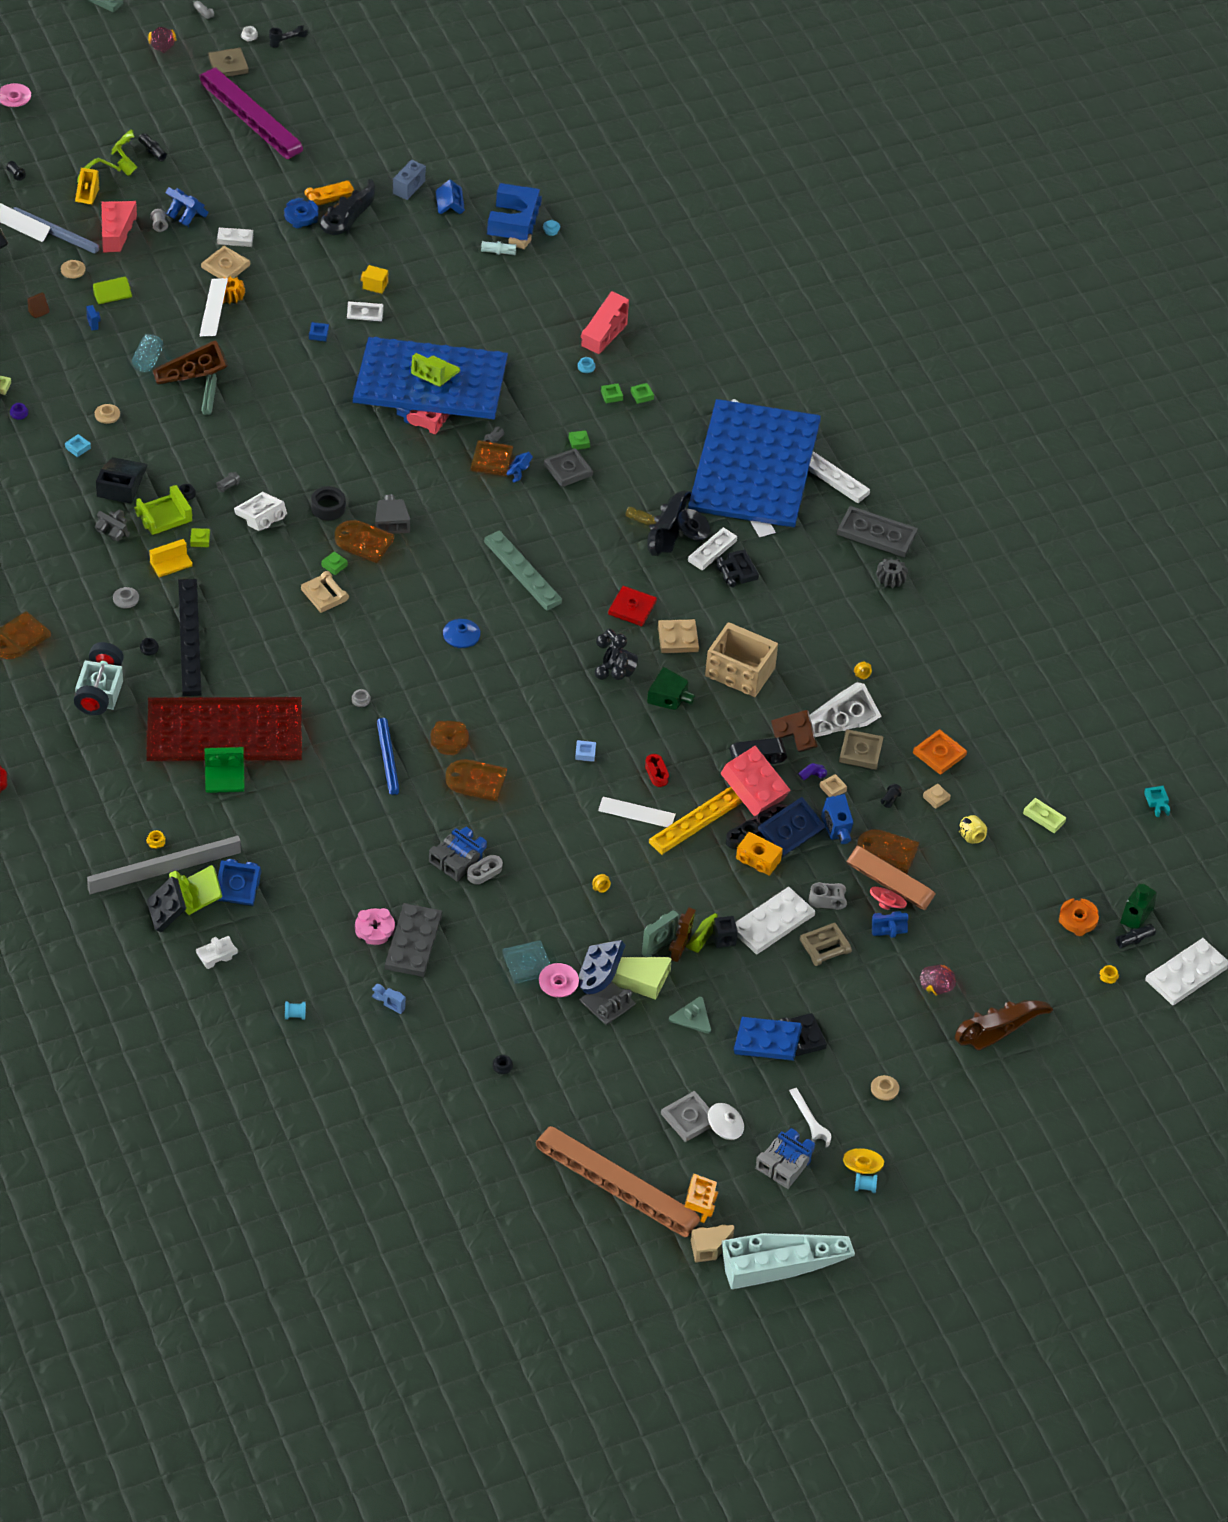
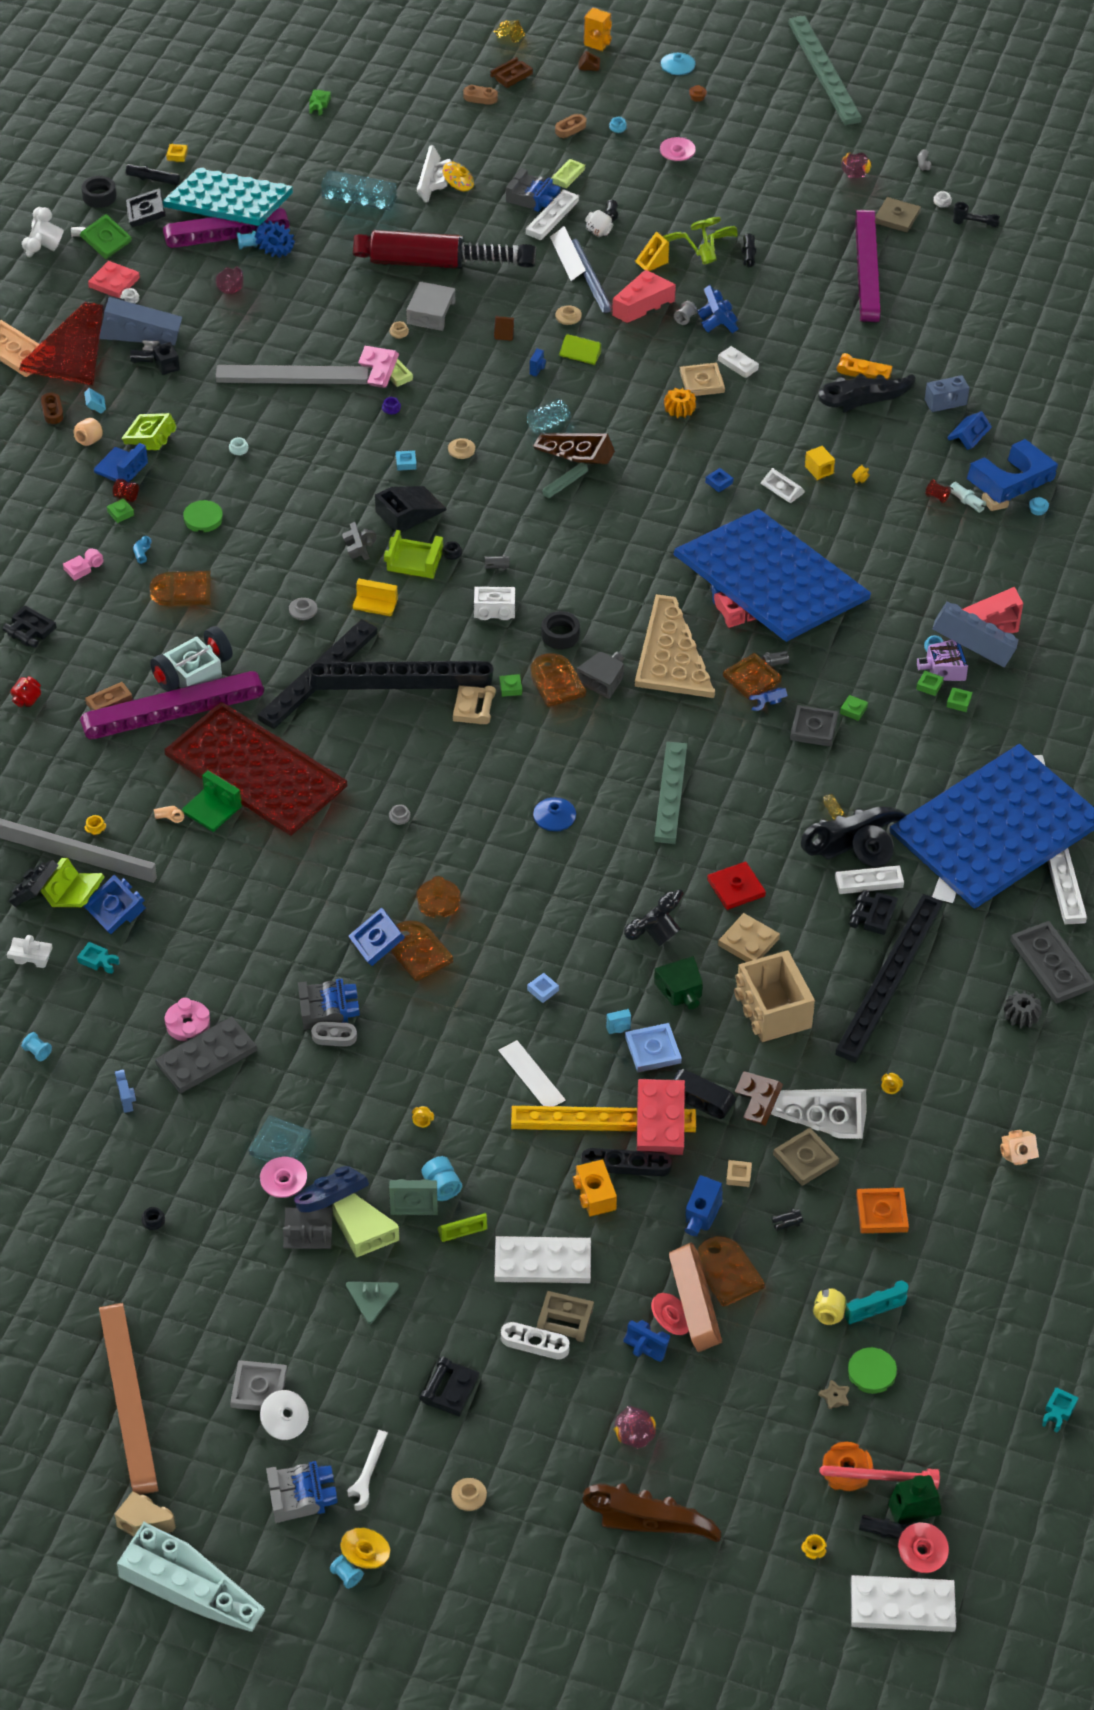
camera: 45 degrees right, 0 degrees up
(20, 185) = (599, 223): none -> white head
(60, 746) = (108, 697): none -> medium nougat plate
(112, 723) = (171, 705): none -> magenta beam
(149, 646) = (274, 660): black plate -> none
(200, 537) = (421, 595): lime plate -> none
(200, 796) = (170, 812): none -> light nougat arm
(213, 307) = (647, 409): white sticker -> none
(256, 601) = (400, 675): none -> black beam
(265, 926) = (96, 956): none -> teal plate
(307, 217) = (809, 372): blue plate -> none
(388, 757) = (366, 880): blue axle -> none
(411, 272) = (861, 474): none -> yellow plate
(419, 476) = (670, 654): none -> tan wing
(433, 369) = (772, 567): lime bracket -> none
(444, 787) = (376, 936): none -> plate
(476, 254) = (938, 491): none -> clear red bush
(607, 371) = (945, 660): none -> lavender torso
(614, 339) = (975, 634): none -> sand blue brick
(656, 908) = (447, 1181): none -> medium azure wheel
(658, 741) = (618, 1021): none -> medium azure plate
(660, 769) = (594, 1050): red beam -> none
(683, 933) = (442, 1212): reddish brown plate -> none
(696, 743) = (653, 1047): none -> light blue plate
(701, 1196) = (176, 1467): light orange bracket -> none
(725, 931) = (478, 1237): black brick -> none
(767, 1038) = (409, 1366): blue plate -> none
(791, 604) = (889, 978): none -> black plate
(792, 826) = (652, 1183): dark blue plate -> none
(813, 769) = (737, 1144): dark purple arm -> none
(817, 978) = (540, 1349): none -> white beam
(826, 895) = (620, 1274): light grey piece -> none
(936, 796) = (834, 1251): tan plate -> none
(980, 658) = (1019, 1147): none -> light nougat brick
(996, 807) = (876, 1303): none -> teal plate
(1028, 885) = (831, 1400): none -> dark tan plate
(1032, 851) = (872, 1370): none -> bright green tile
(1044, 815) = (921, 1343): yellowish green plate -> none
(1126, 893) = (877, 1474): none -> coral piece
(1169, 930) = (929, 1538): none -> coral dish

